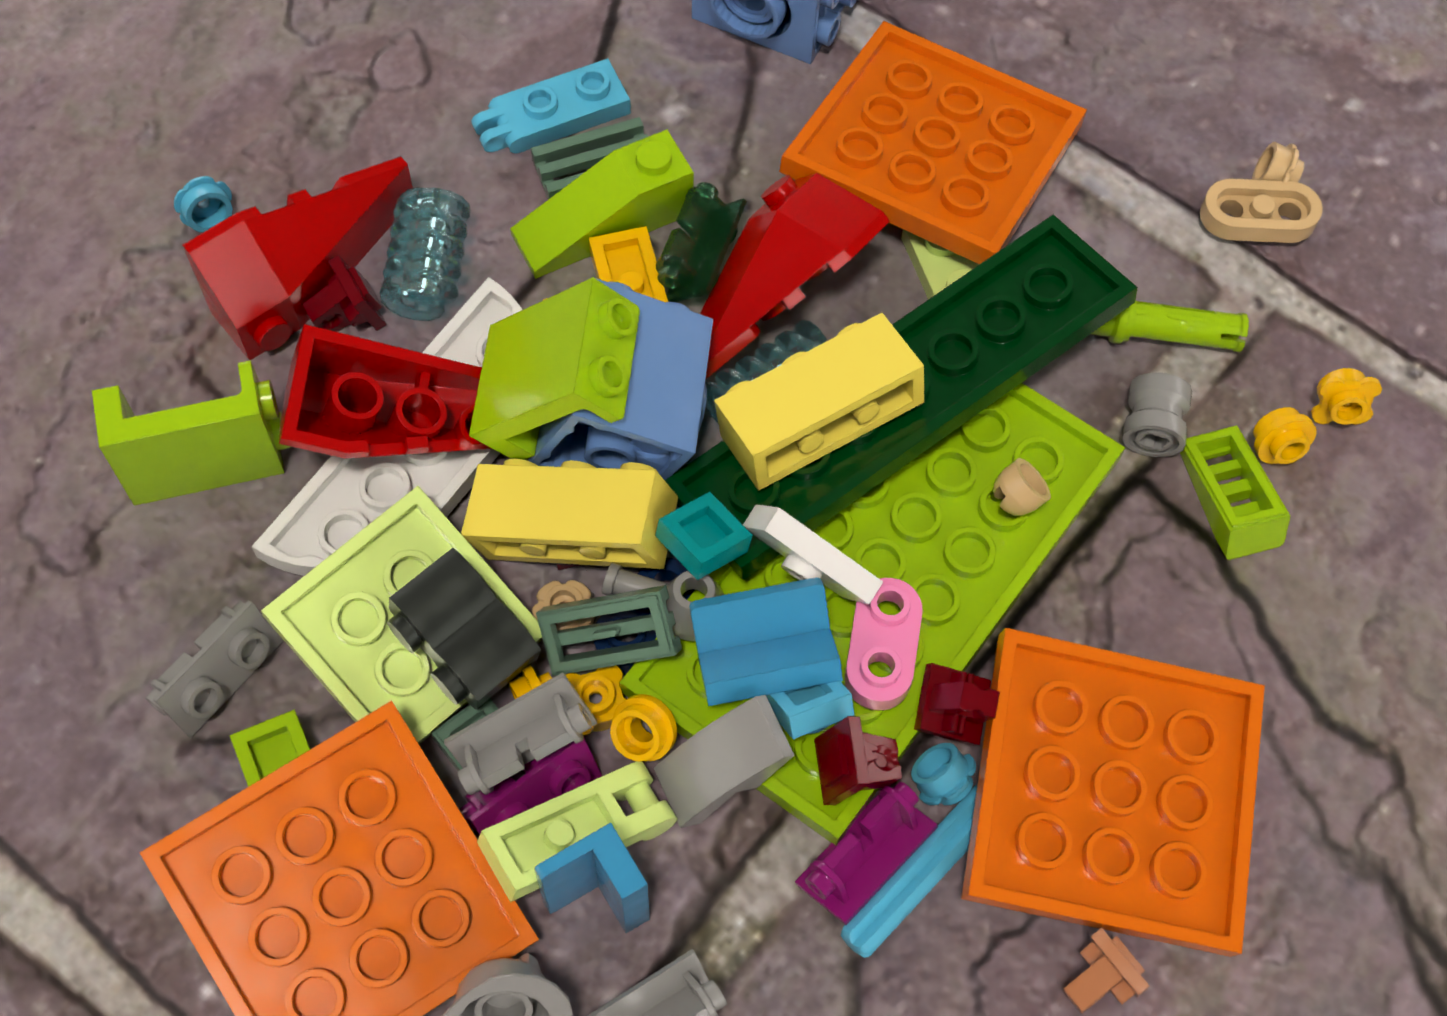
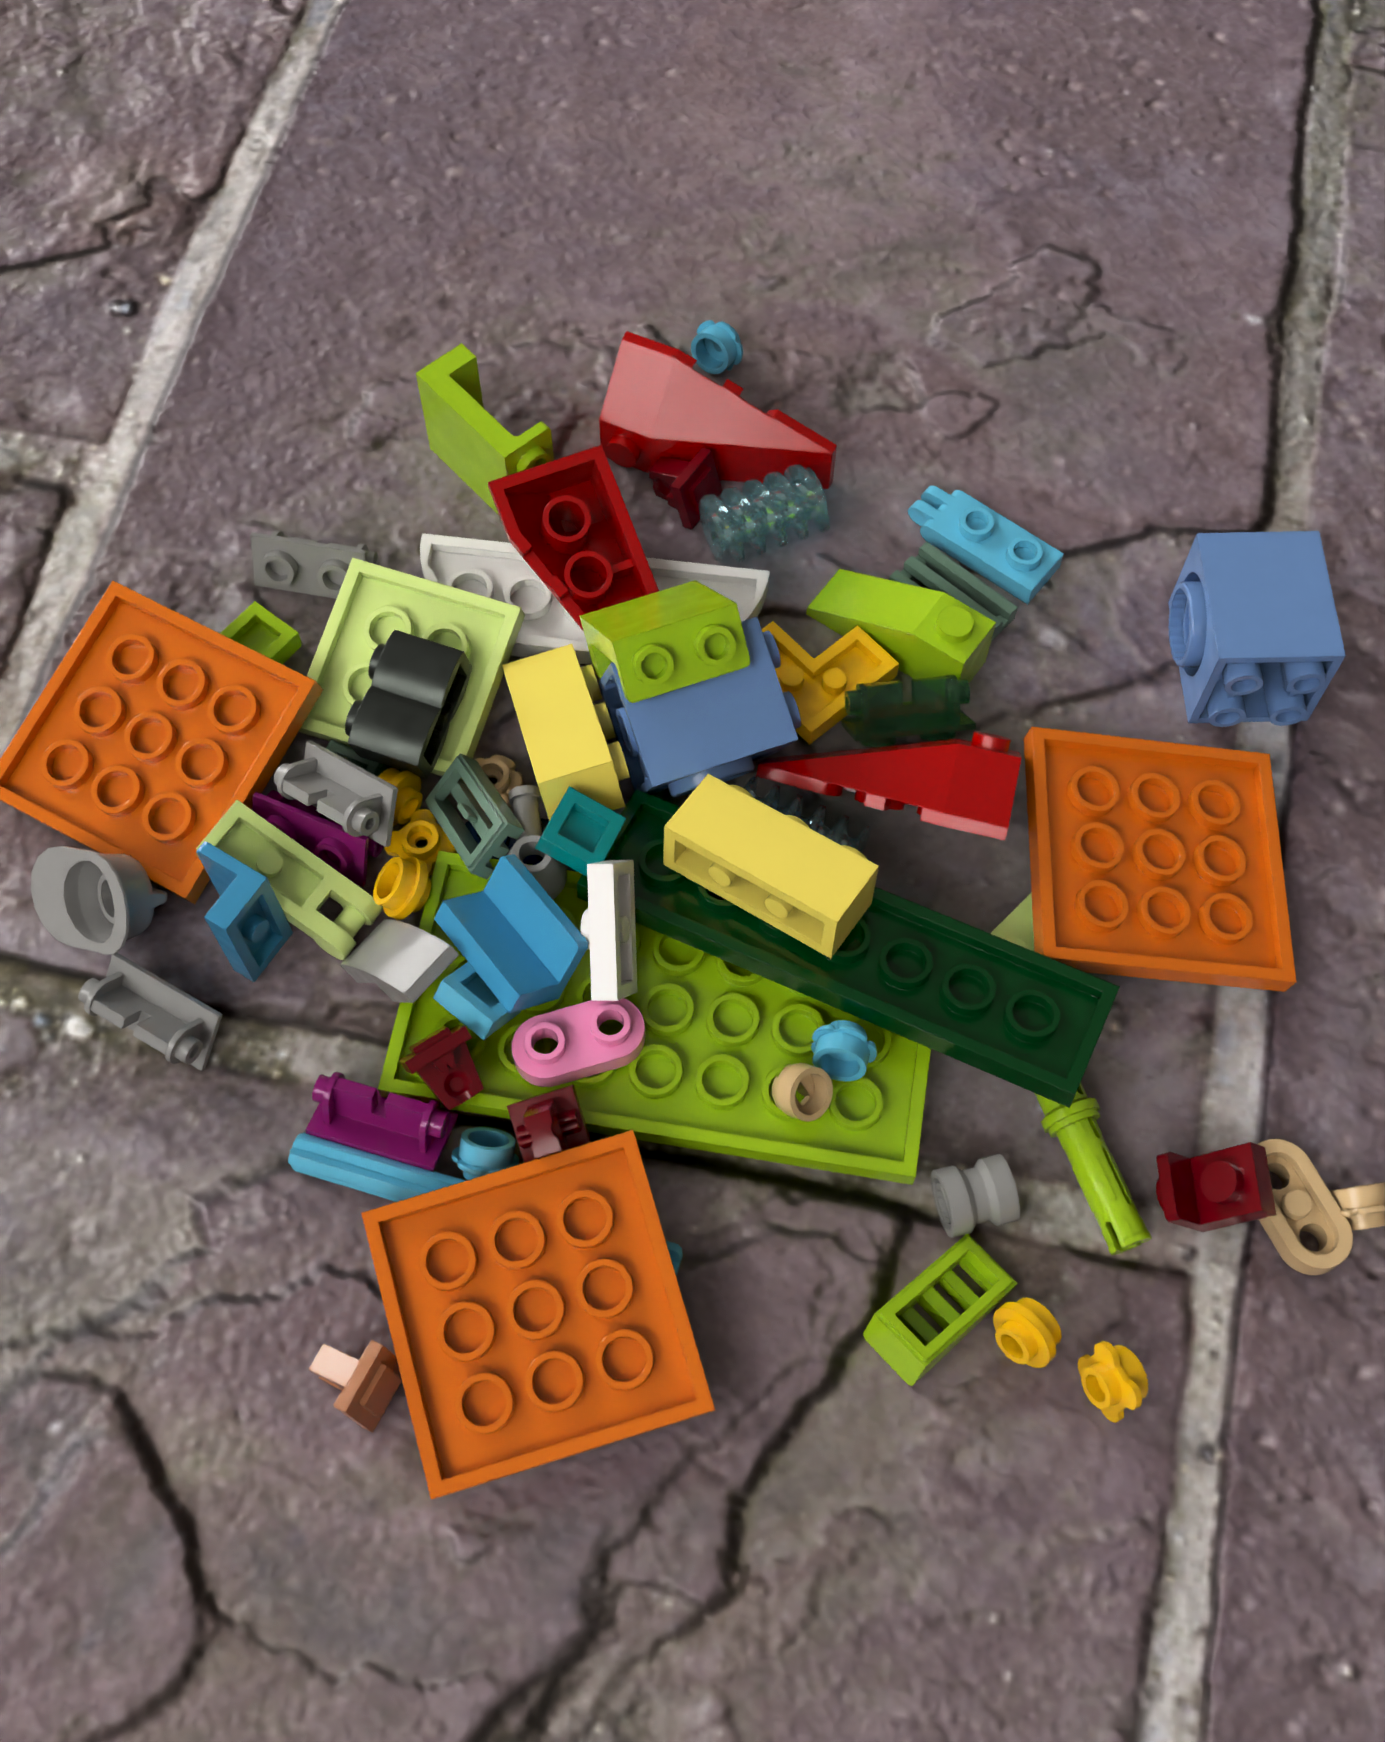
camera: 65 degrees right, 0 degrees up
(999, 439) = (842, 1050): none -> medium azure plate
(1228, 248) = (1215, 1187): none -> dark red bracket

